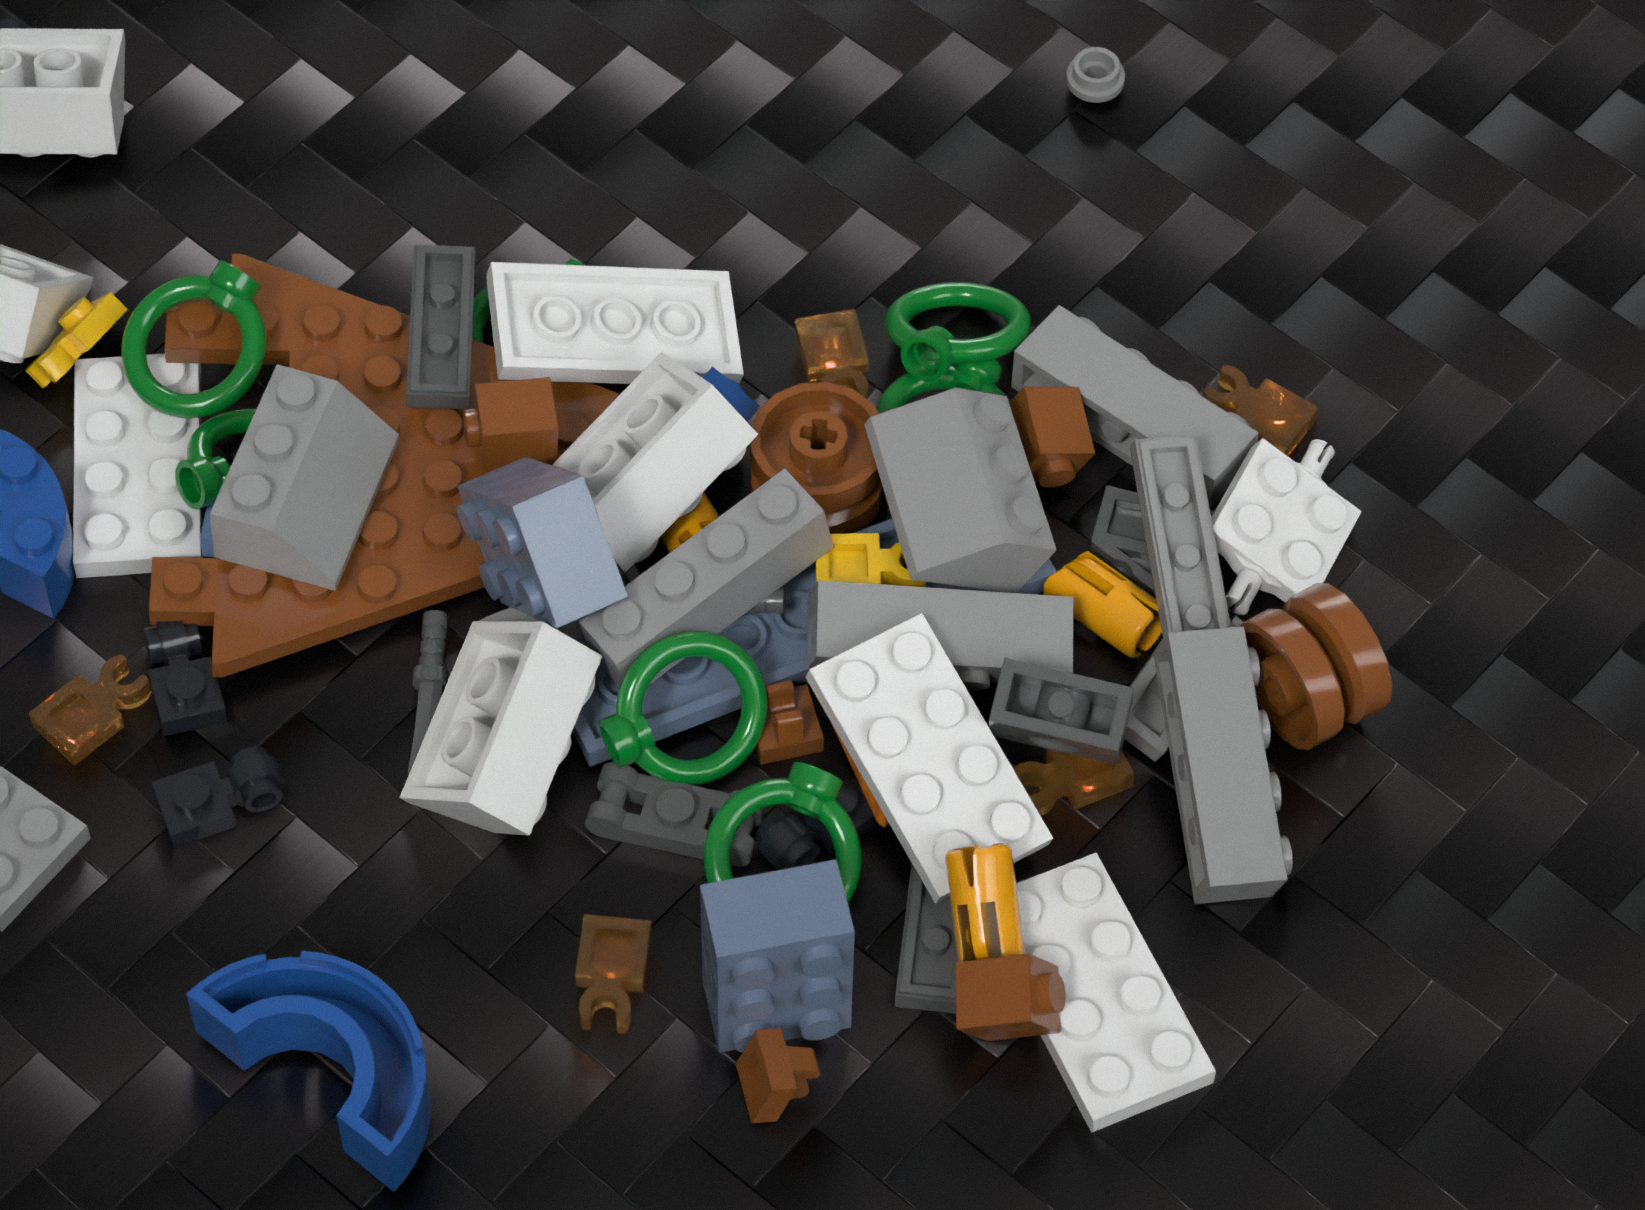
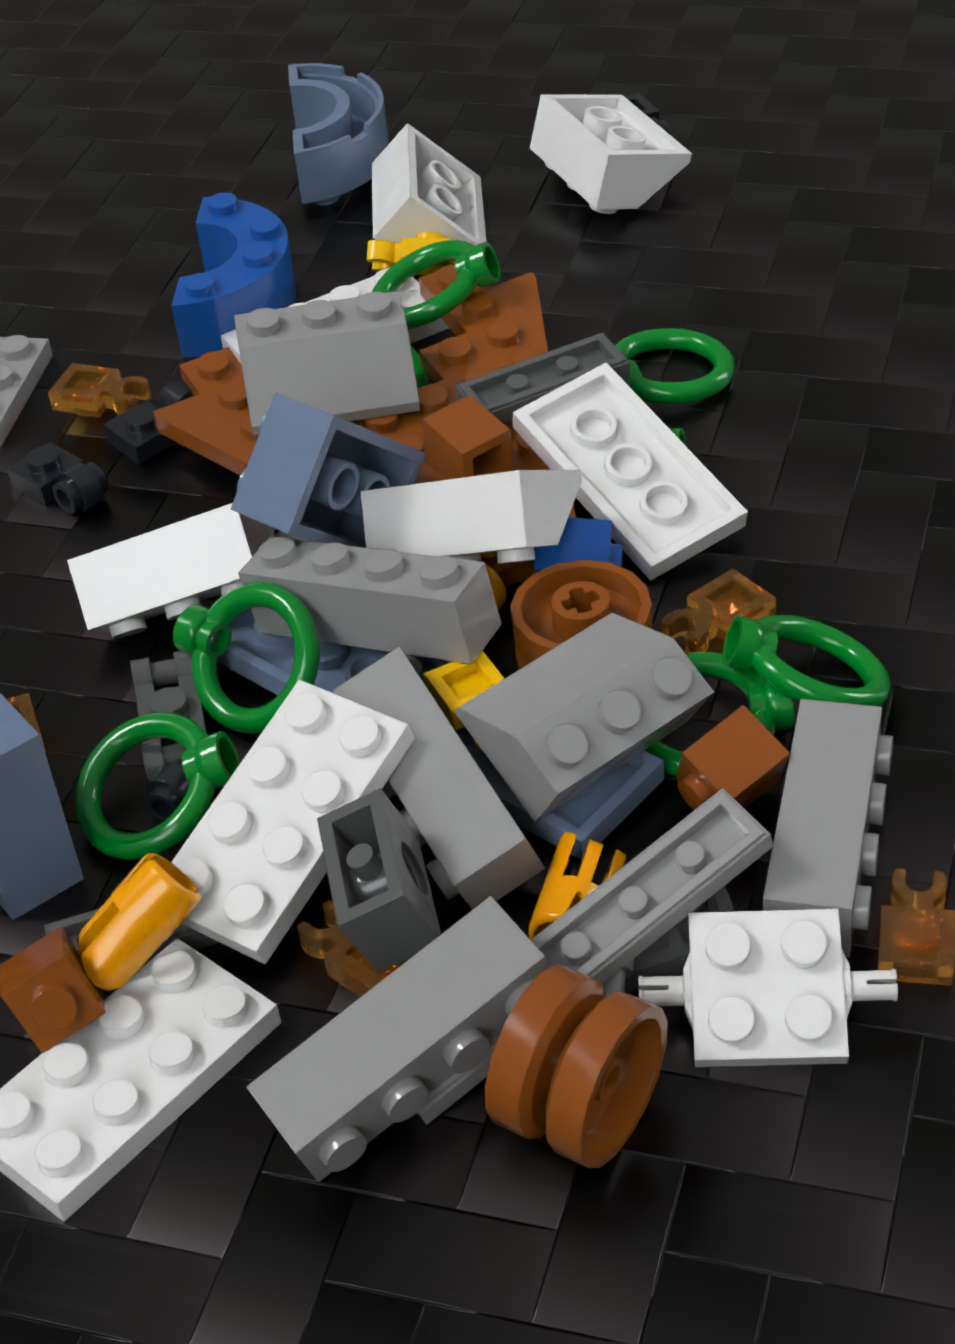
camera: 70 degrees right, 15 degrees down
(430, 182) = (683, 340): none -> green piece

